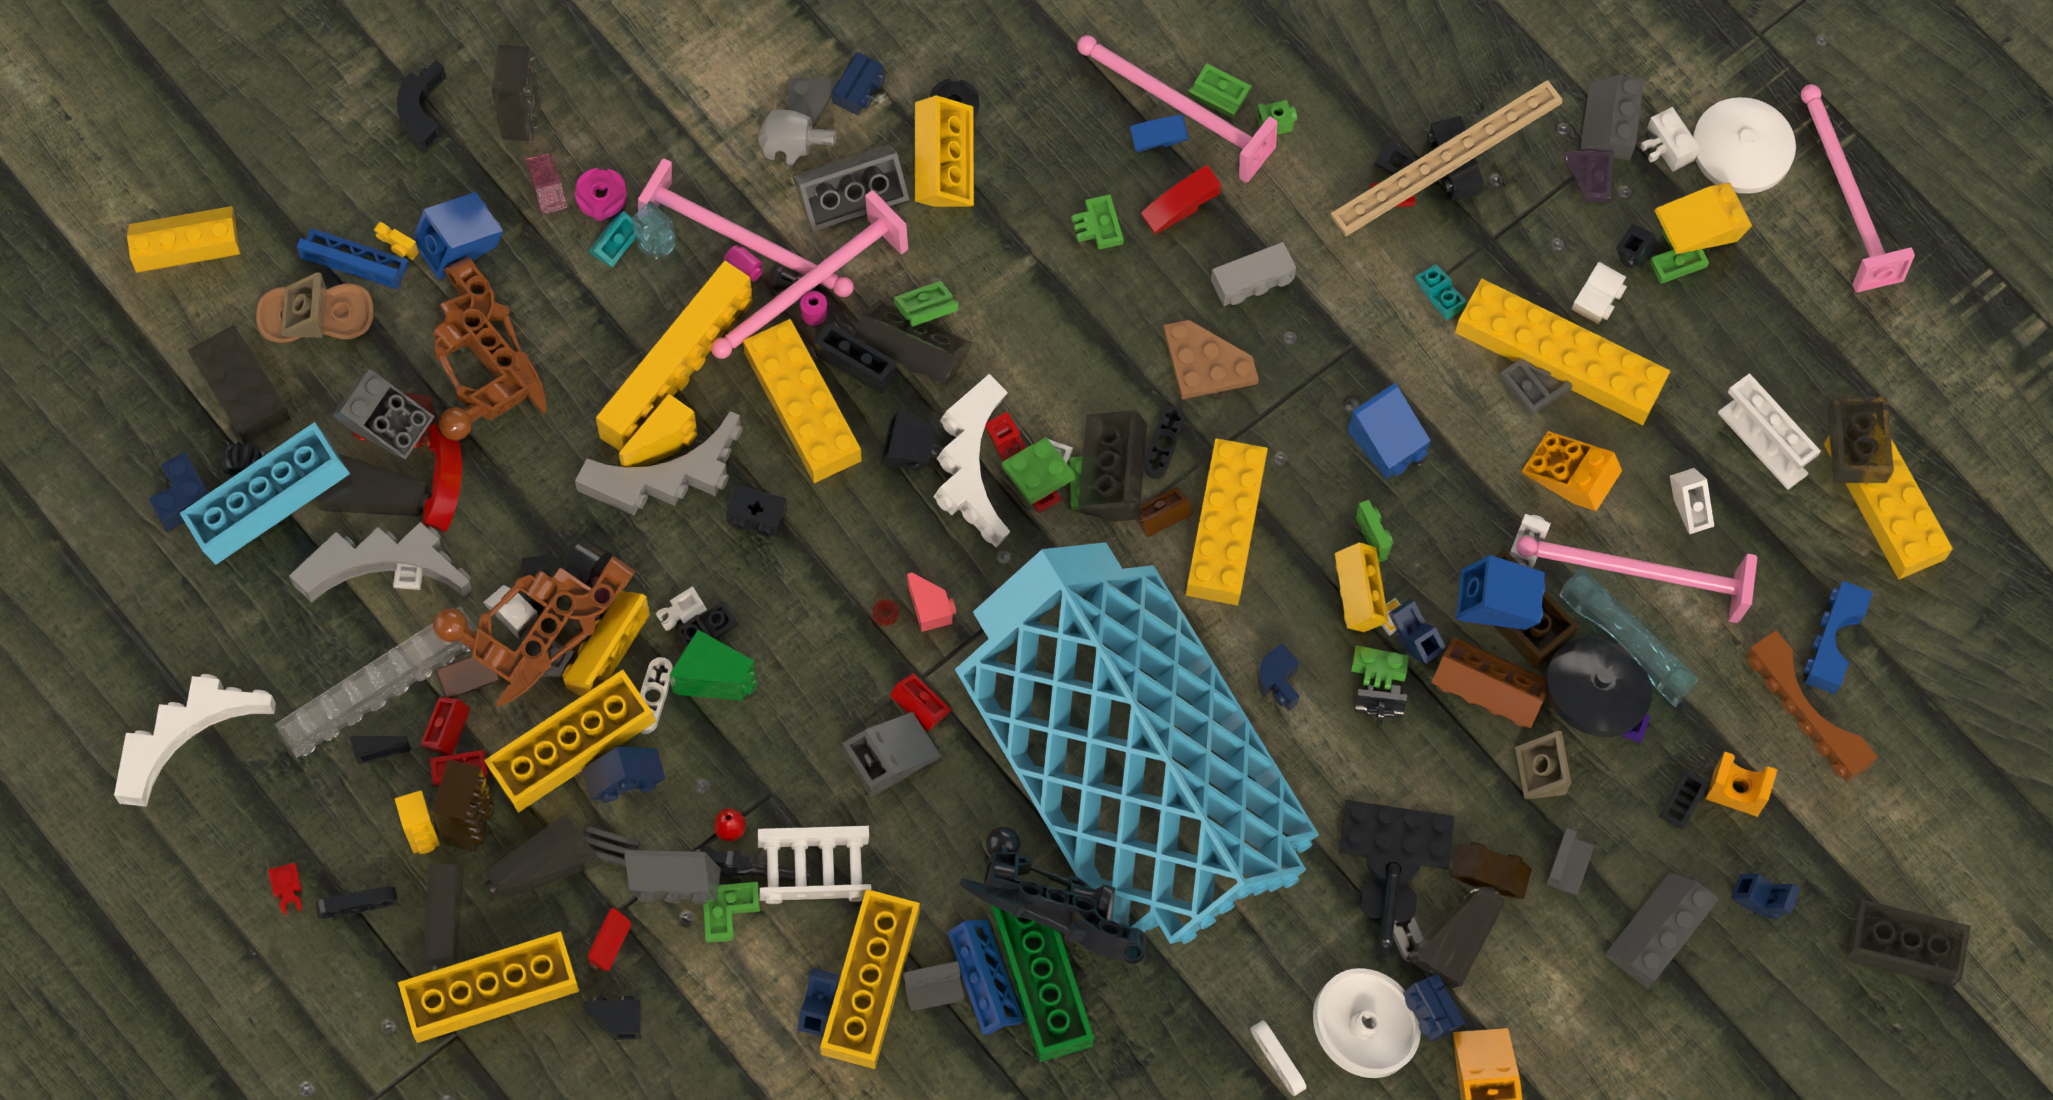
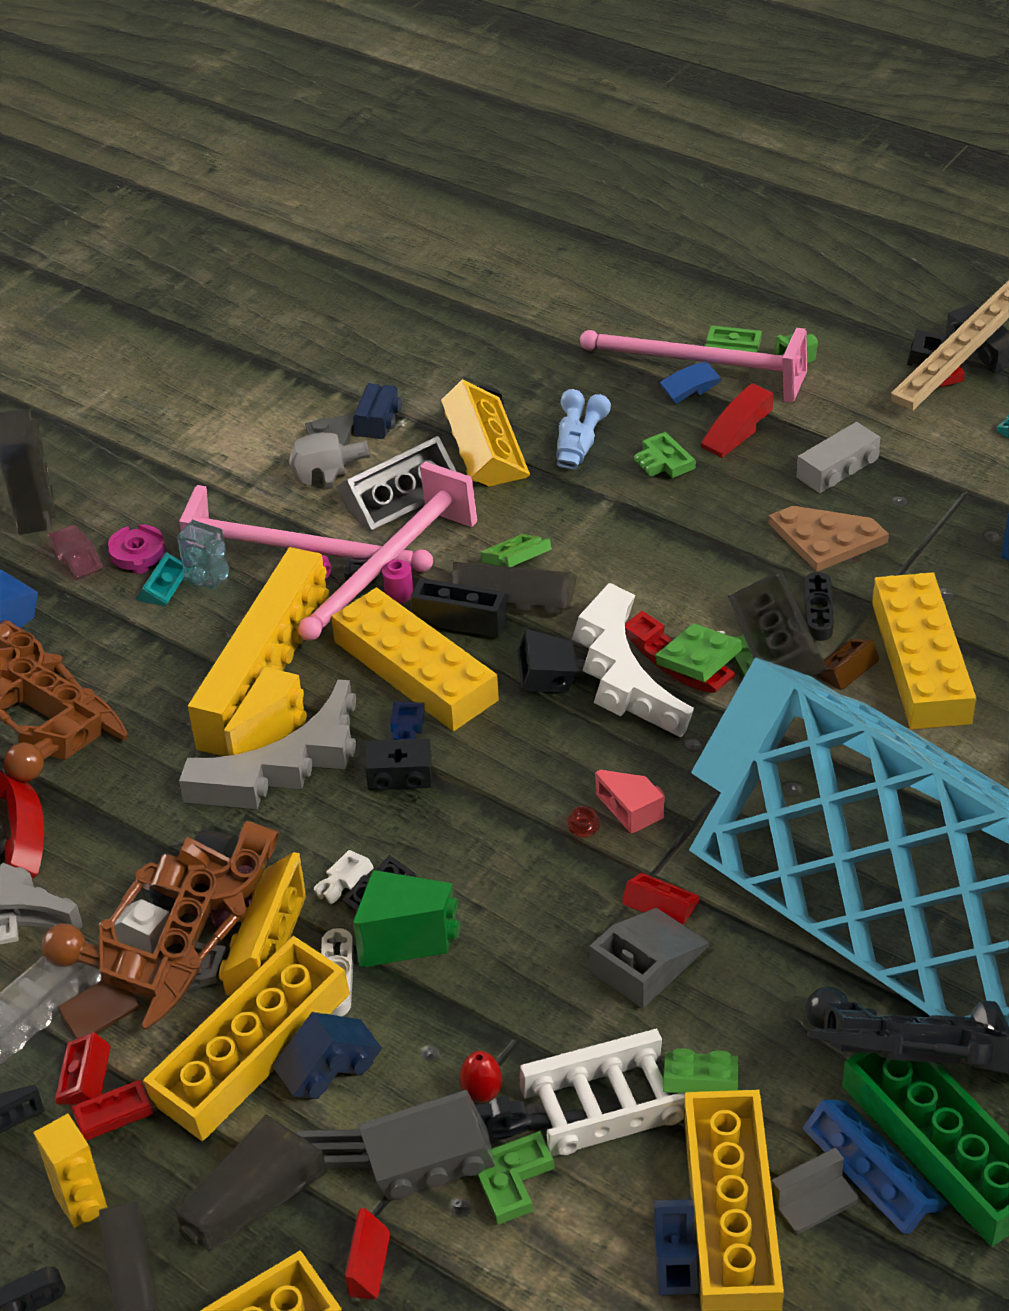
camera: 10 degrees left, 25 degrees down
(463, 806) = (128, 1129): dark brown brick -> none
(776, 465) = (407, 720): none -> clear blue plate
(888, 870) = (700, 1072): none -> bright green plate
(1026, 175) = (578, 437): none -> light blue piece

